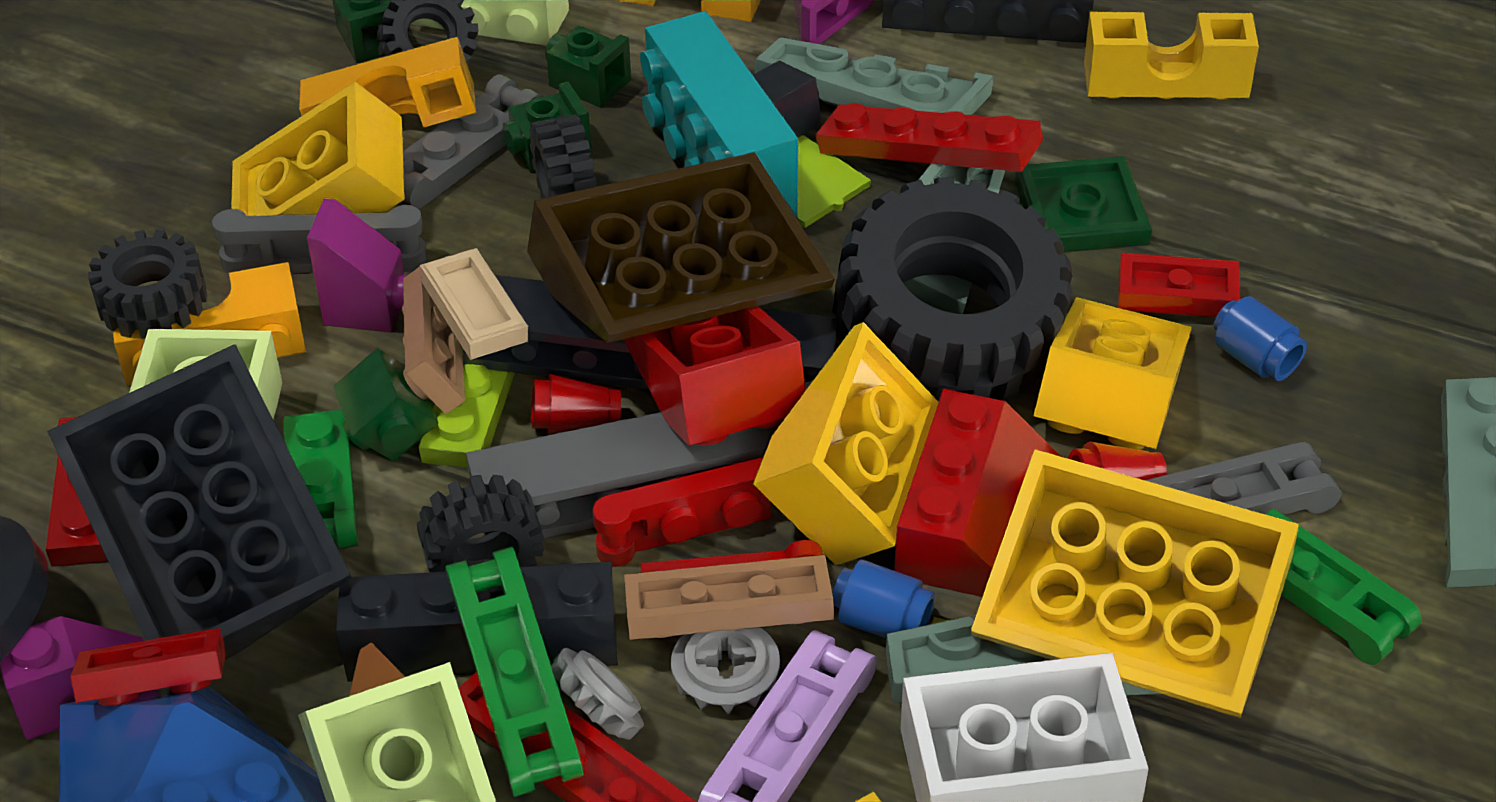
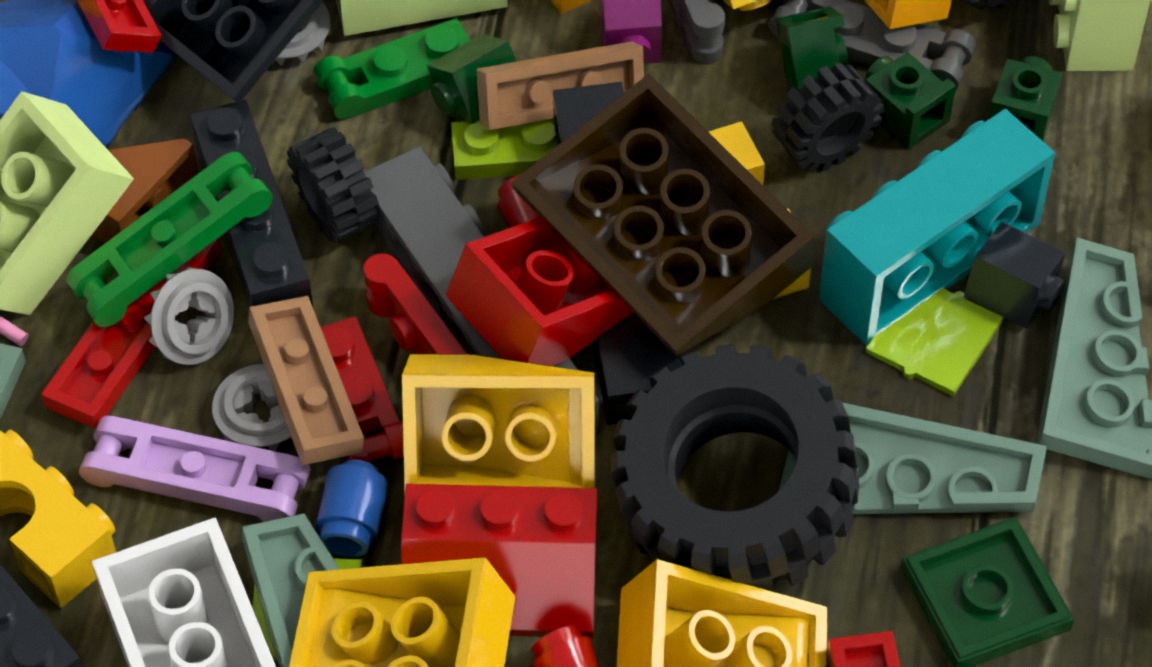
camera: 75 degrees right, 10 degrees up
(473, 303) = (570, 88): tan tile -> none
(474, 164) = (810, 43): none -> dark green brick
(930, 137) = (999, 418): red plate -> none

